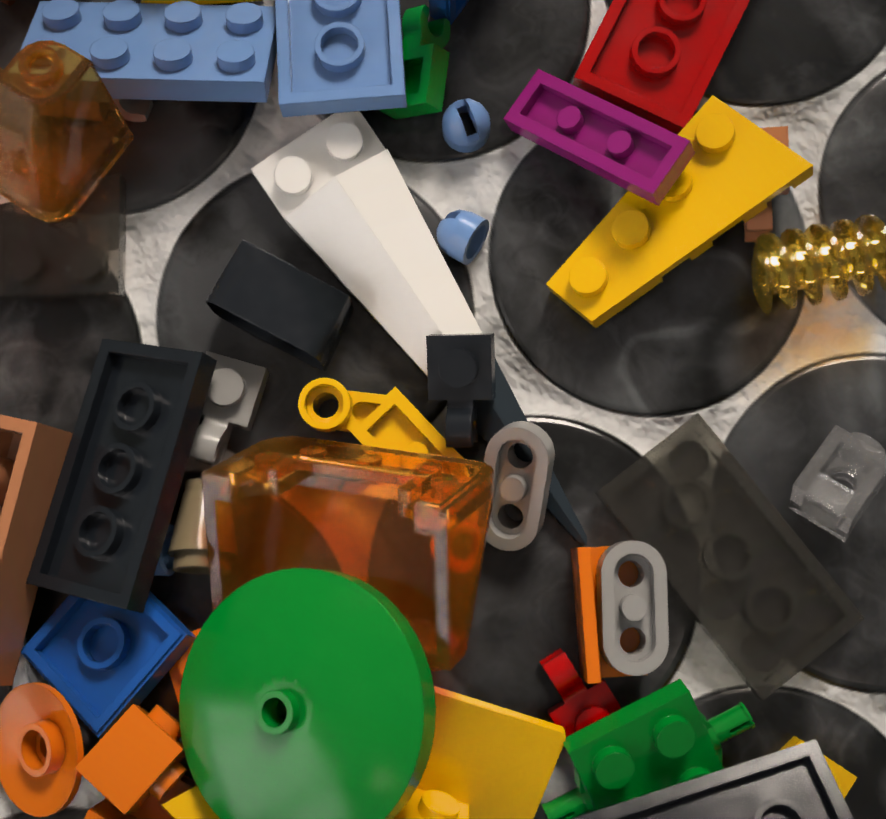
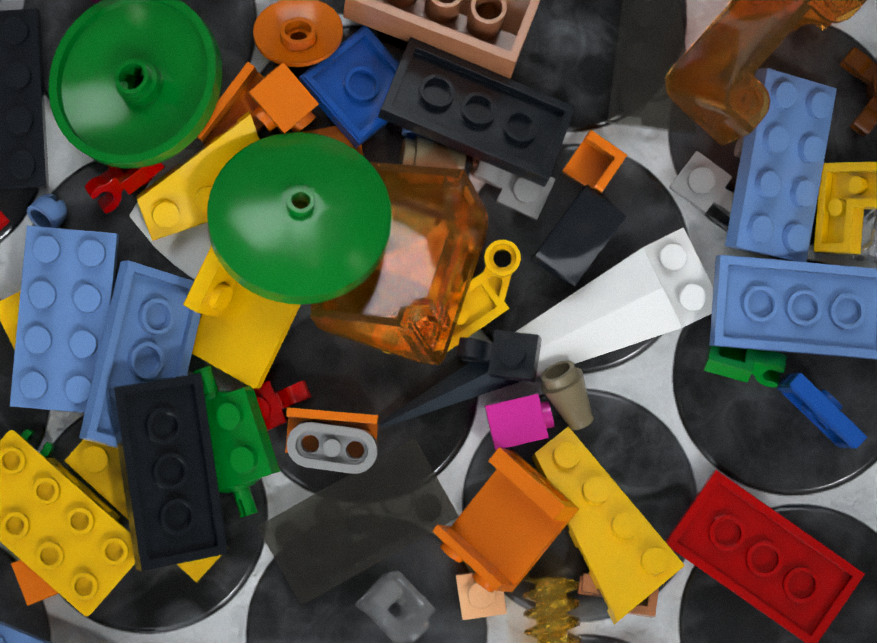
camera: 90 degrees right, 5 degrees up
(174, 298) = (594, 162): none -> orange panel
(192, 153) = (704, 184): none -> light grey plate
(454, 130) = (700, 397): medium blue hinge -> none
(462, 235) = (613, 372): medium blue hinge -> none
(501, 288) = (567, 392): none -> dark tan cone
(519, 484) = (428, 383): light grey plate -> none
(551, 350) = (519, 421): none -> dark pink brick
(600, 136) = (666, 478): magenta plate -> none
(699, 343) = (507, 523): none -> orange panel
(795, 369) = (477, 601): none -> light nougat plate

